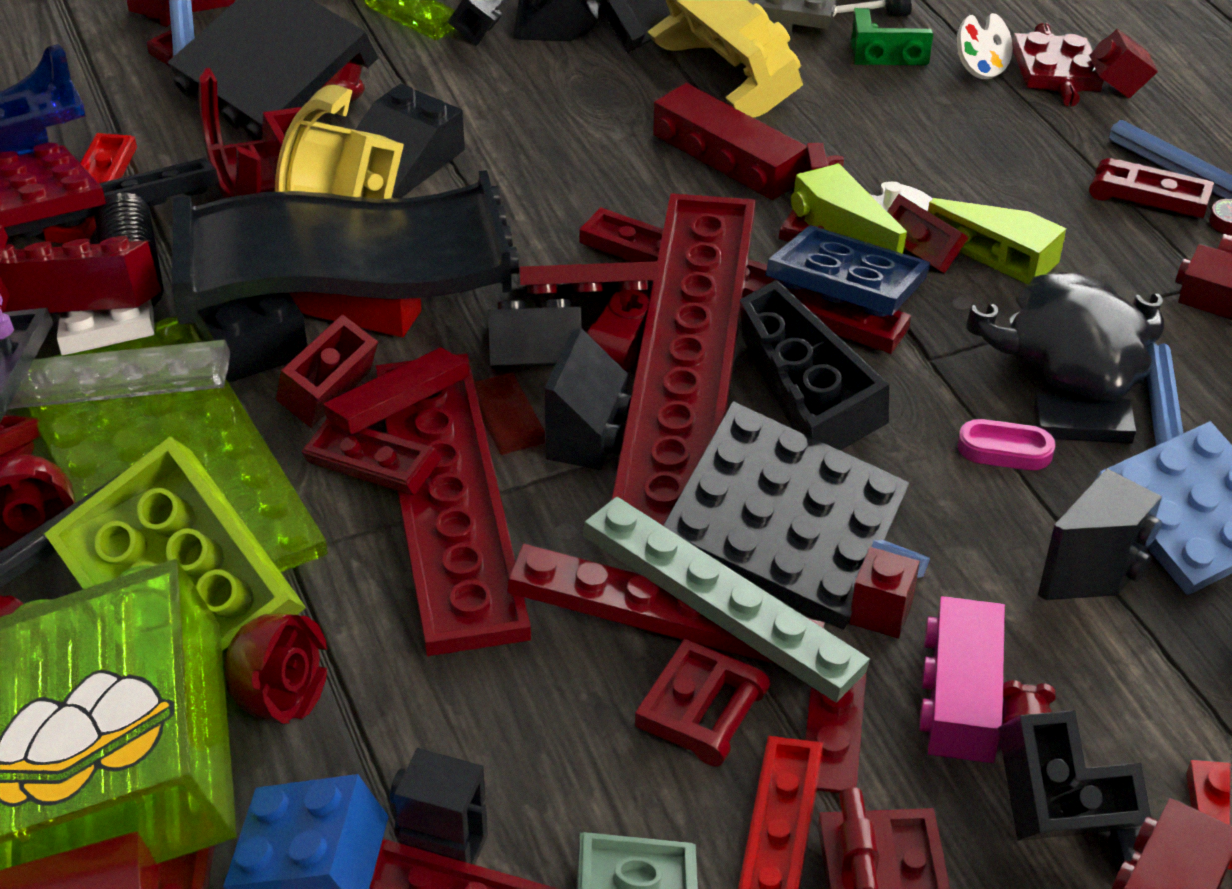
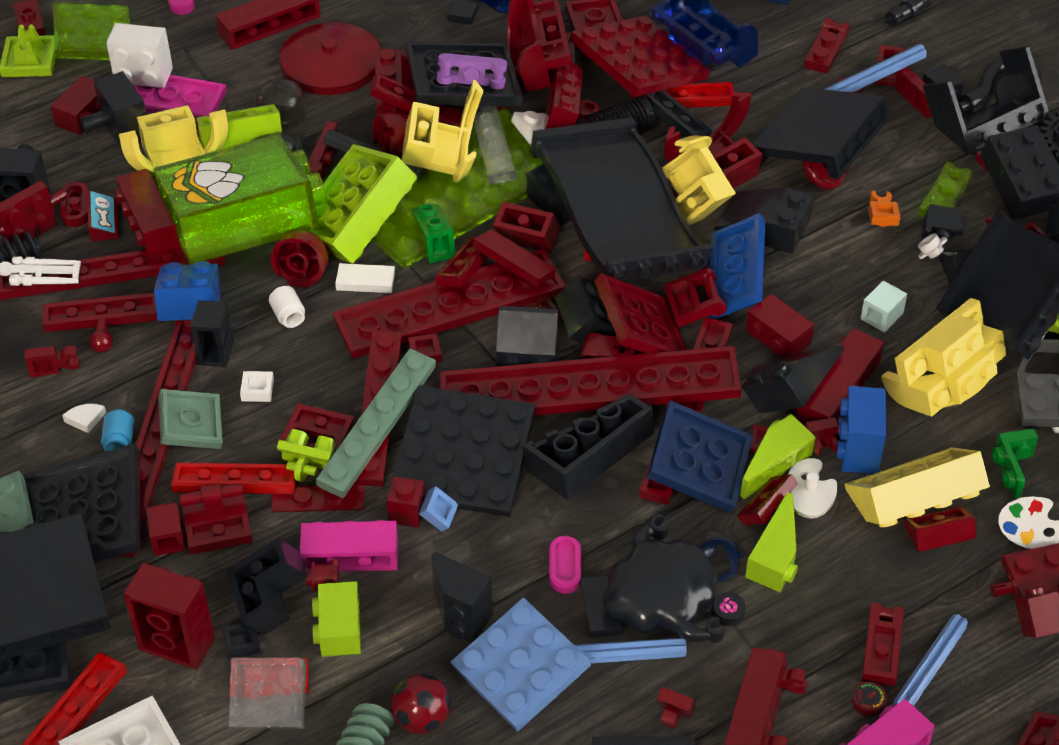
camera: 80 degrees right, 5 degrees up
(81, 47) = (826, 46): none -> dark red plate
(94, 430) = (437, 144): none -> light yellow piece
(279, 473) = (436, 232): none -> green bracket
(343, 597) = (365, 278): none -> white tile
(382, 709) = (287, 306): none -> white brick
(429, 55) = (883, 211): none -> orange plate
(511, 31) = (931, 246): none -> white plate
(533, 180) = (739, 263): none -> blue plate
(547, 240) = (685, 299): none -> dark red plate
(547, 530) = (426, 345): none -> dark red plate
(569, 776) = (257, 386): none -> white plate
(606, 83) = (883, 306): none -> light aqua brick
(616, 171) = (779, 327): none -> dark red brick
(725, 158) = (789, 380): none -> black slope
(784, 718) = (305, 459): none -> lime hips
(839, 115) = (862, 429): none -> blue brick
(911, 115) = (919, 485): none -> light yellow slope
(969, 118) = (941, 528): none -> dark red slope
(998, 285) = (730, 549): none -> dark blue piece
(1121, 705) = (338, 619): none -> lime brick

